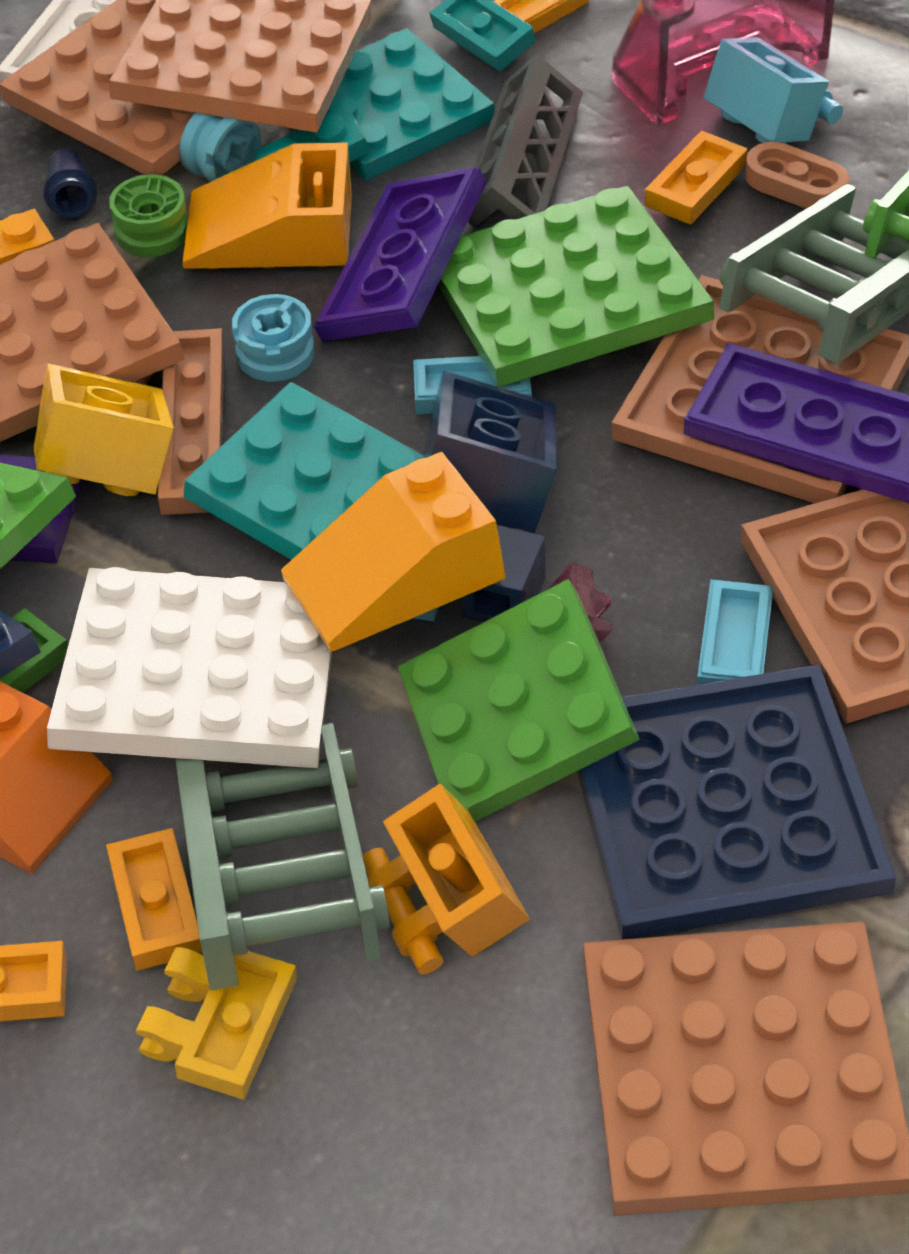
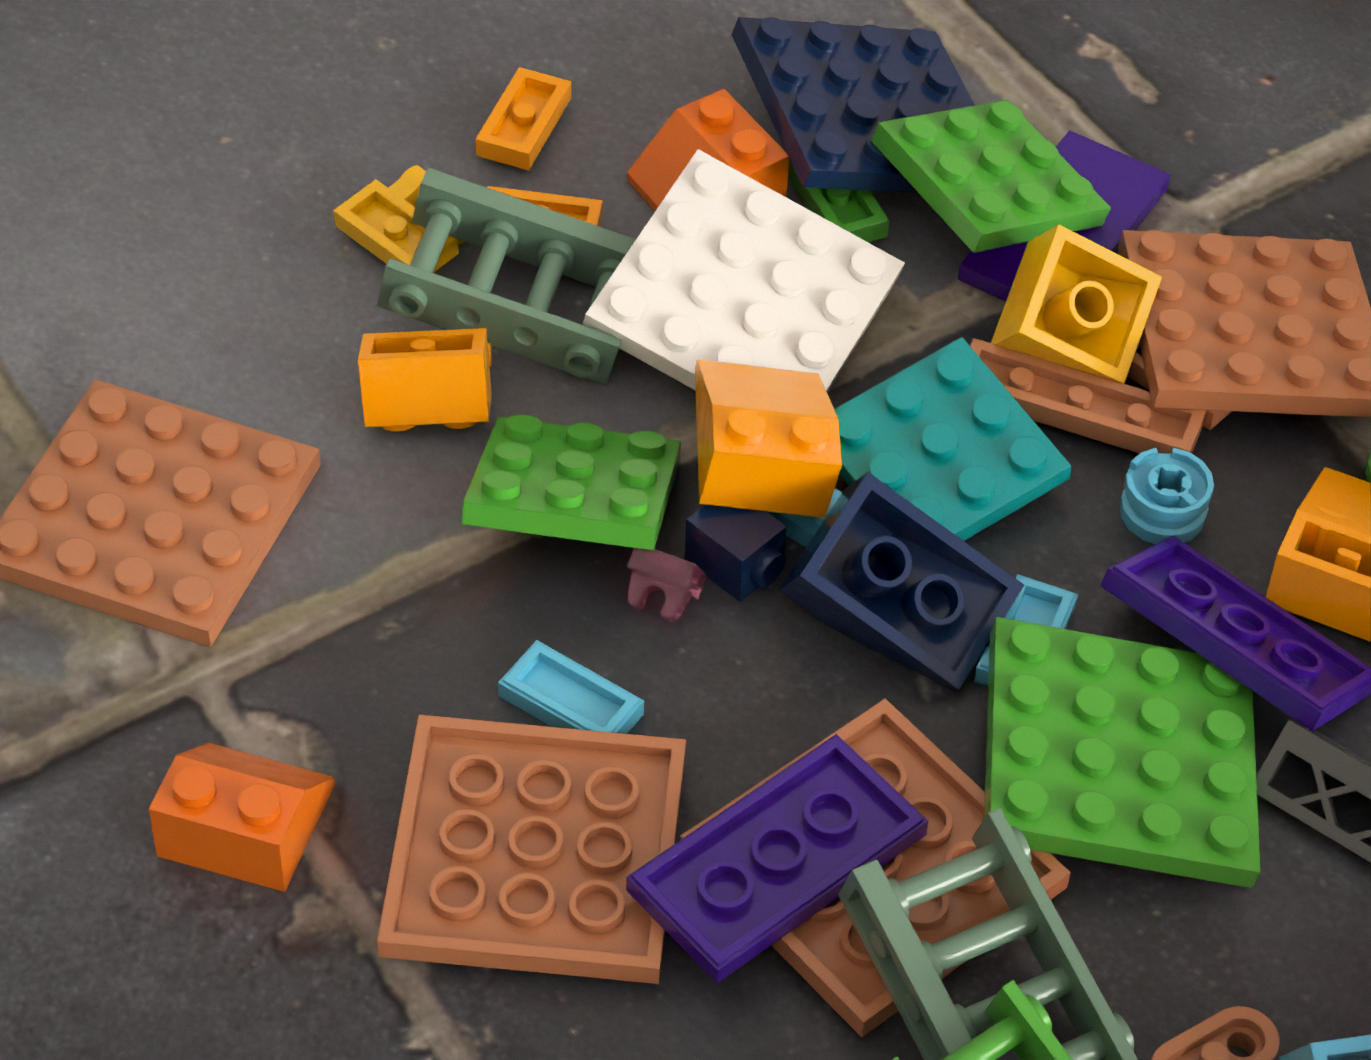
camera: 110 degrees right, 0 degrees up
(695, 177) = (1258, 959): light orange plate -> none
(733, 806) = (387, 601): dark blue plate -> none

